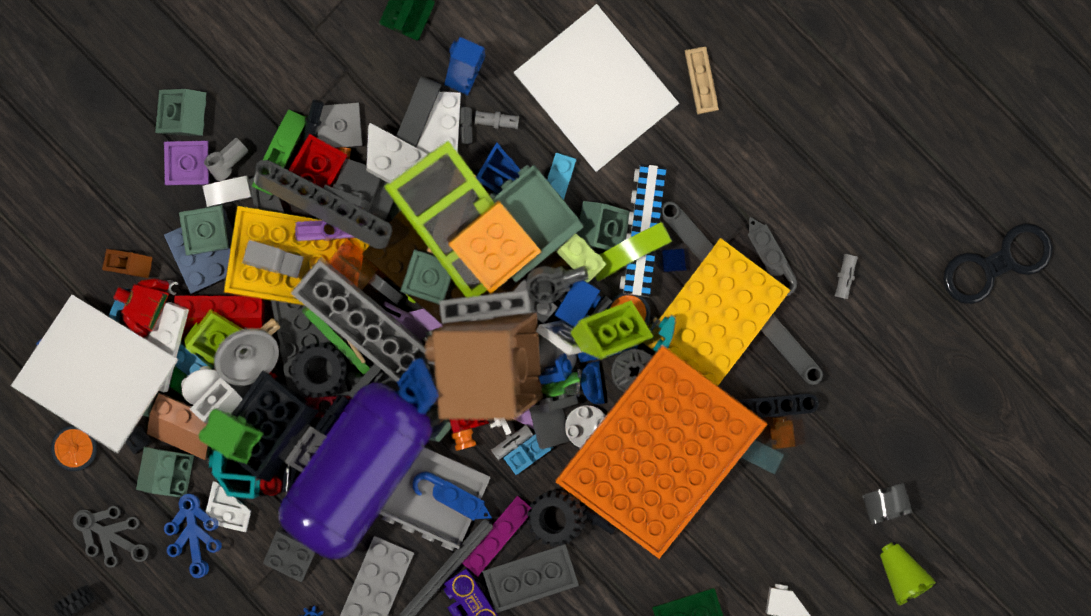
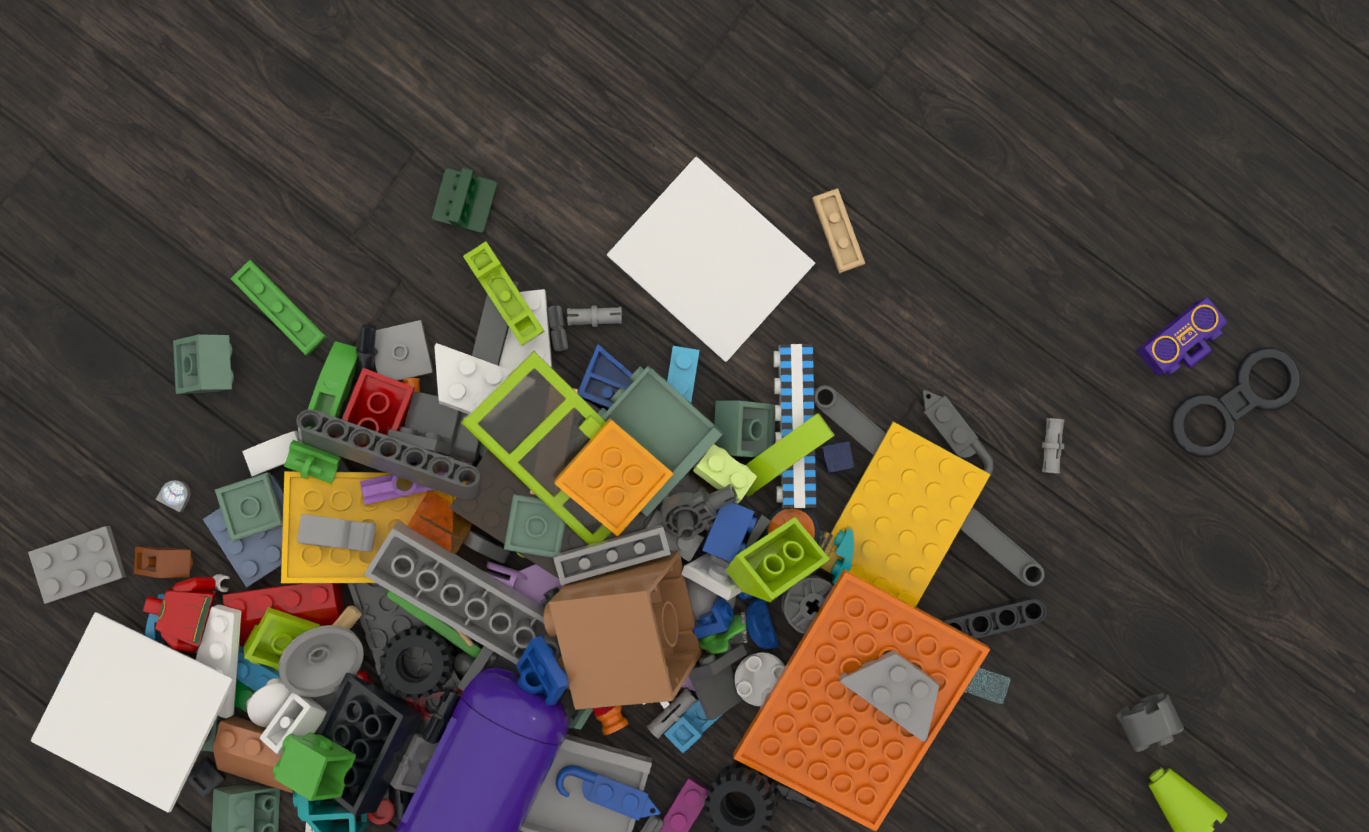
camera: 15 degrees left, 0 degrees up
(59, 256) = (77, 564): none -> light grey plate
(73, 448) = (124, 809): orange wheel -> none
(143, 212) = (175, 495): none -> tile
(185, 163) = (218, 426): medium lavender plate -> none
(221, 162) = (261, 420): light grey piece -> none
(246, 76) = (278, 307): none -> bright green tile
(261, 201) = (312, 462): none -> bright green hips
(428, 92) = (504, 293): none -> lime slope
(464, 65) = (543, 253): blue wedge -> none
(690, 446) = (897, 691): none -> light grey wing
(782, 433) = (1006, 653): clear orange brick -> none
(971, 198) = (1192, 327): none -> dark purple piece

